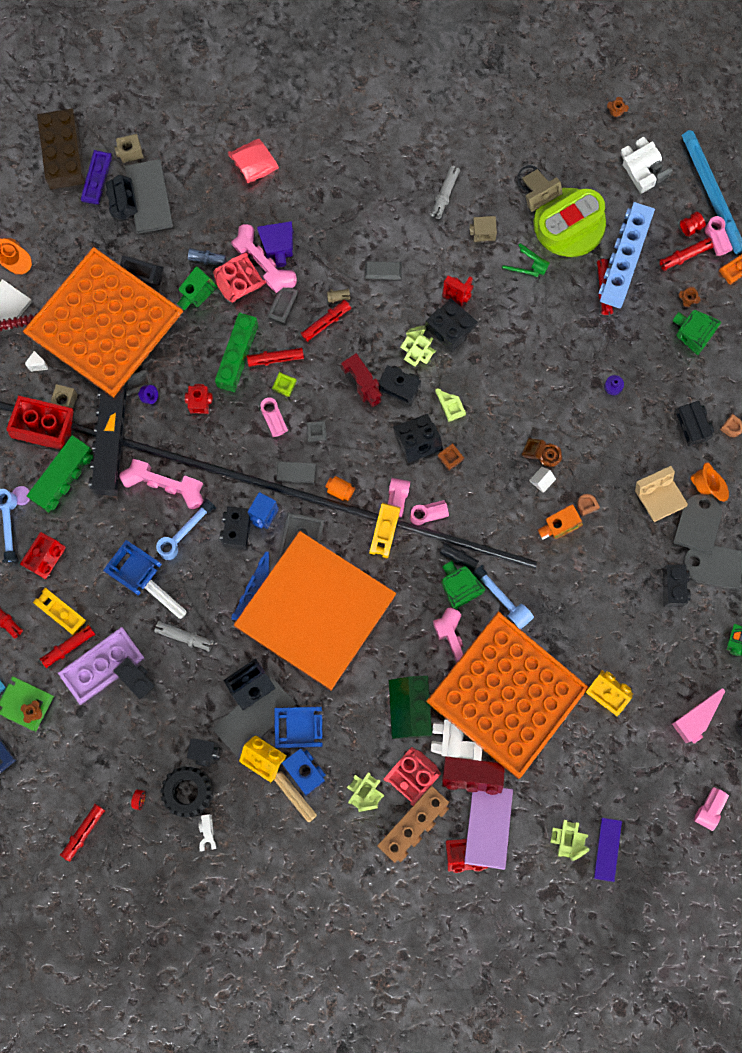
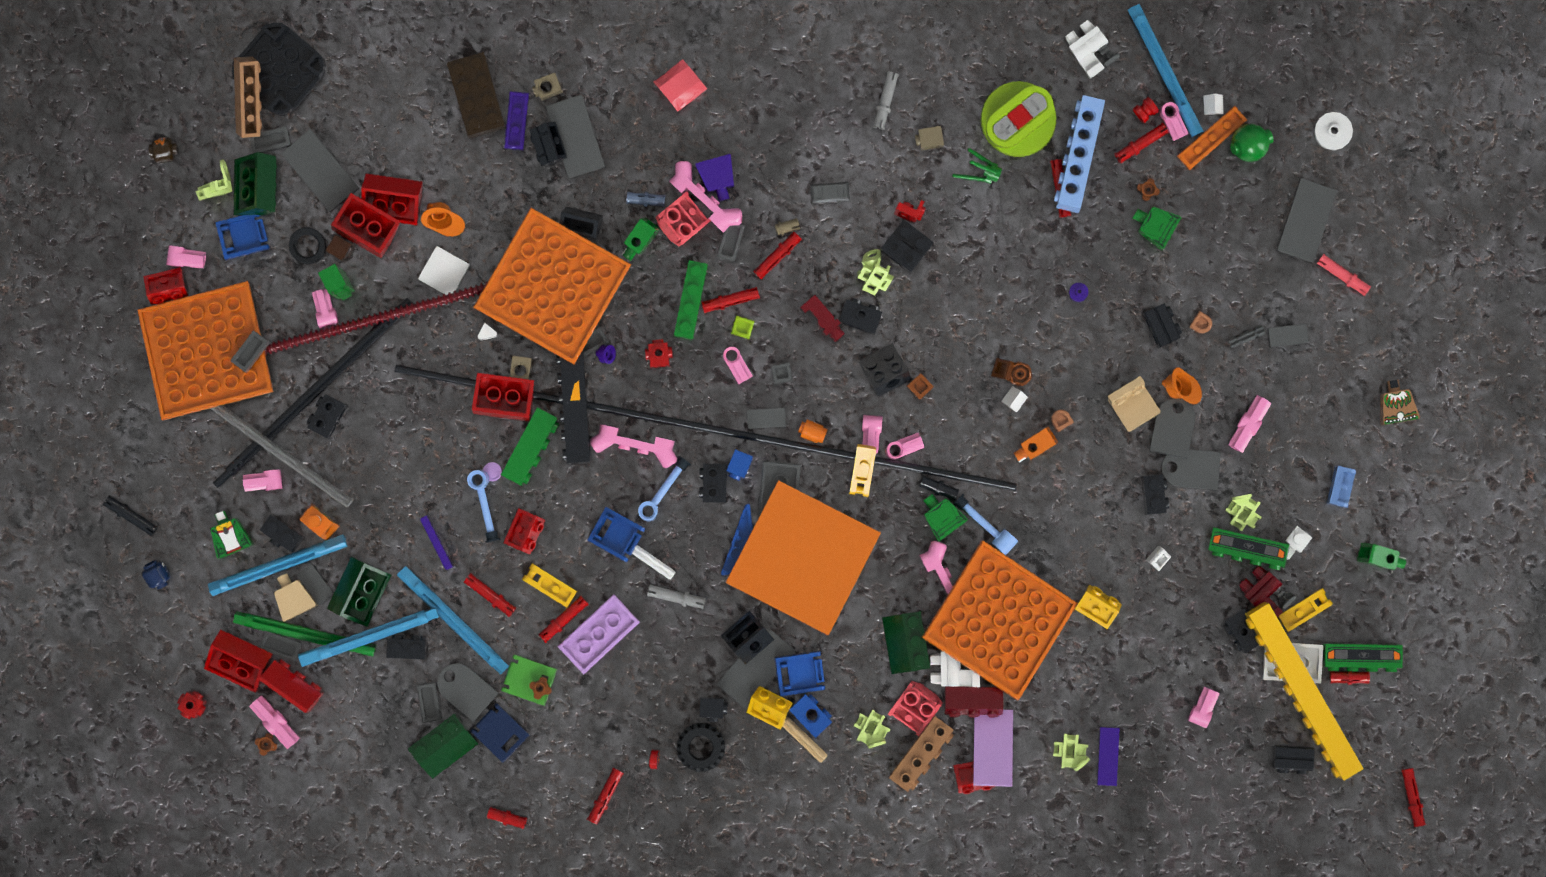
camera: 10 degrees left, 10 degrees up
(134, 677) = (634, 643): black brick -> none
(206, 827) = (722, 777): white plate -> none
(451, 405) = (914, 330): yellowish green tile -> none
(542, 189) = (986, 90): dark tan piece -> none
(674, 650) = (1158, 558): none -> white slope
(696, 721) = (1184, 624): bright pink slope -> none

